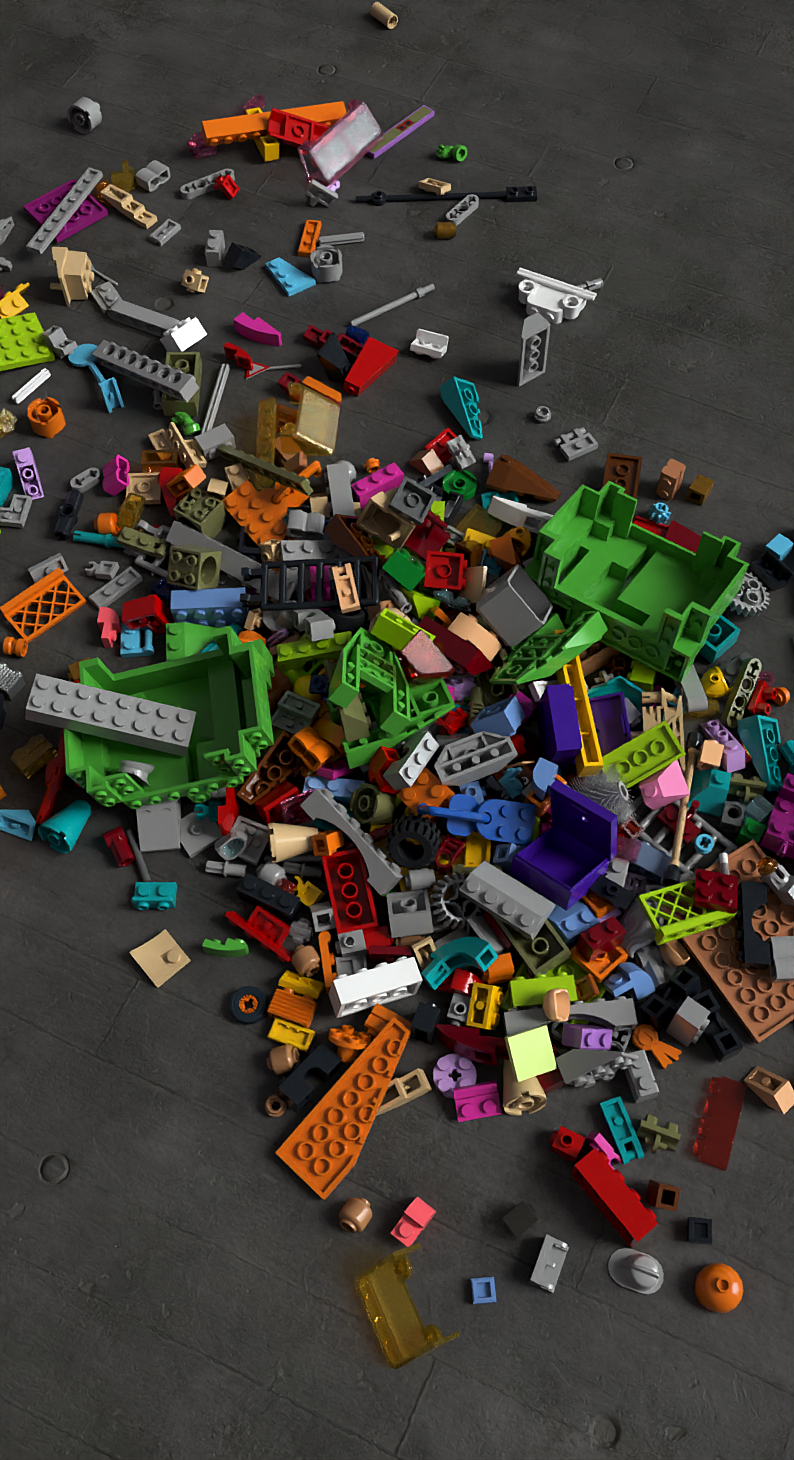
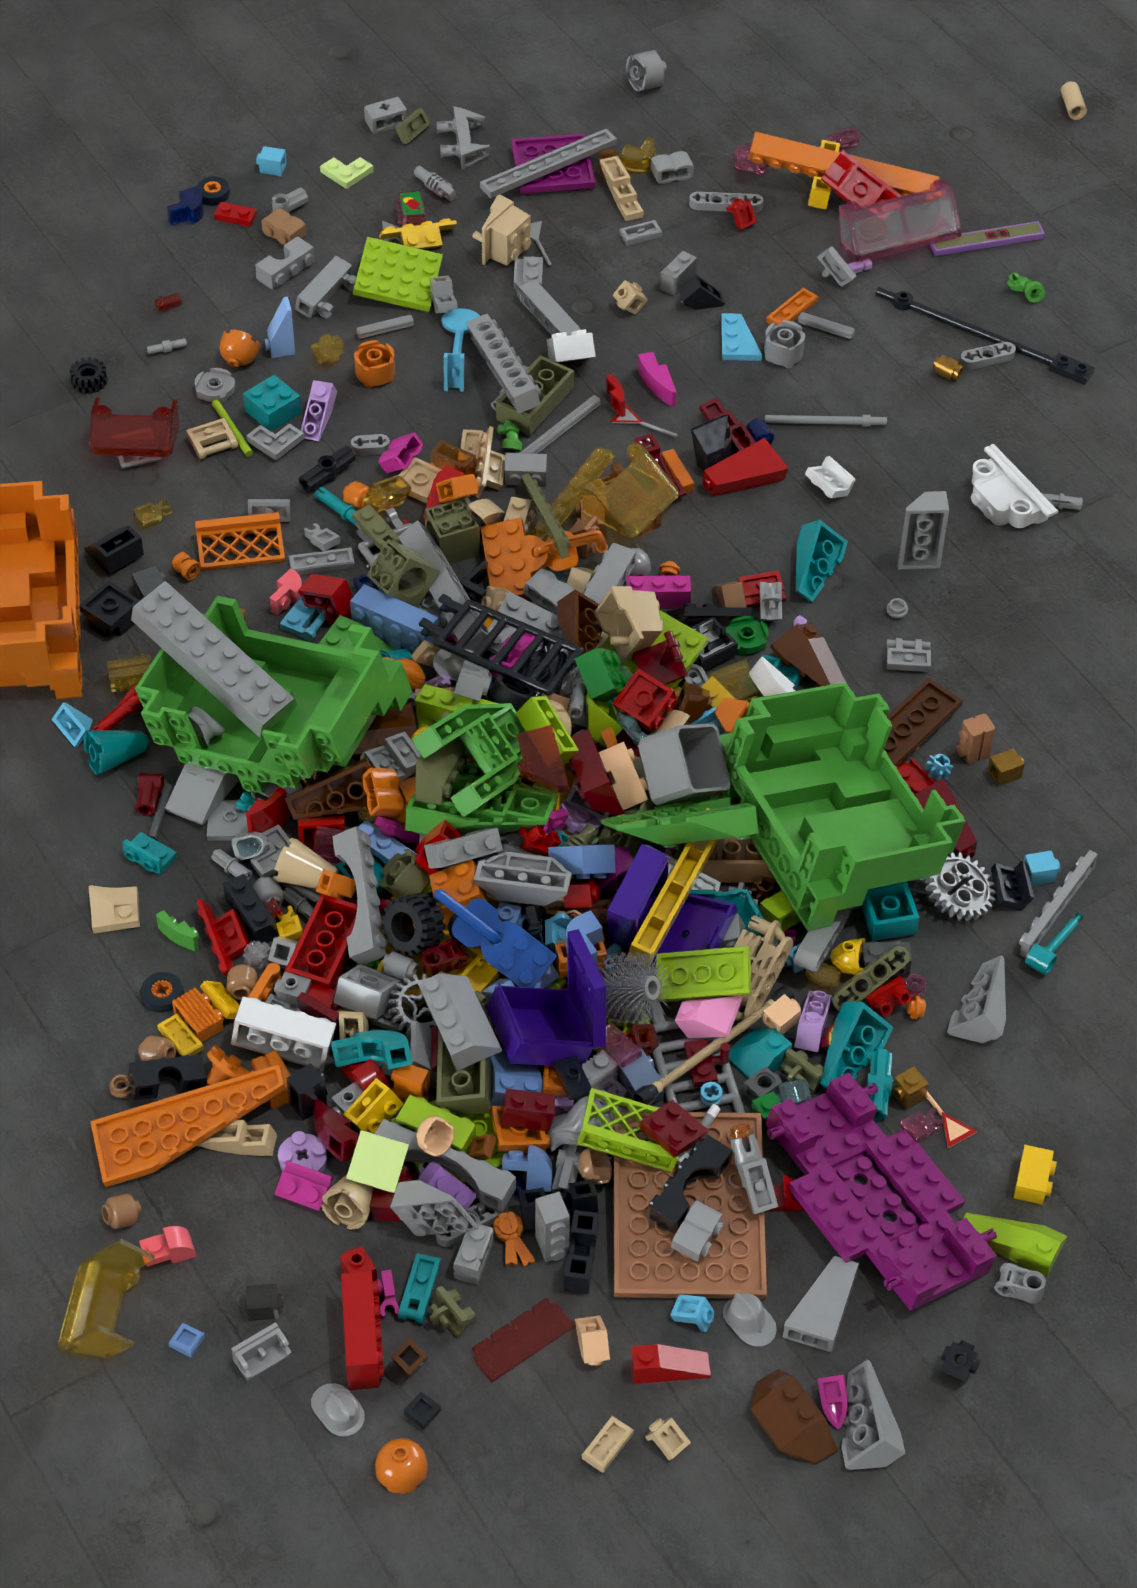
camera: 30 degrees right, 10 degrees down
(346, 588) = (526, 661): light nougat plate -> none
(412, 501) = (655, 611): dark grey plate -> none
(433, 185) = (974, 315): tan plate -> none

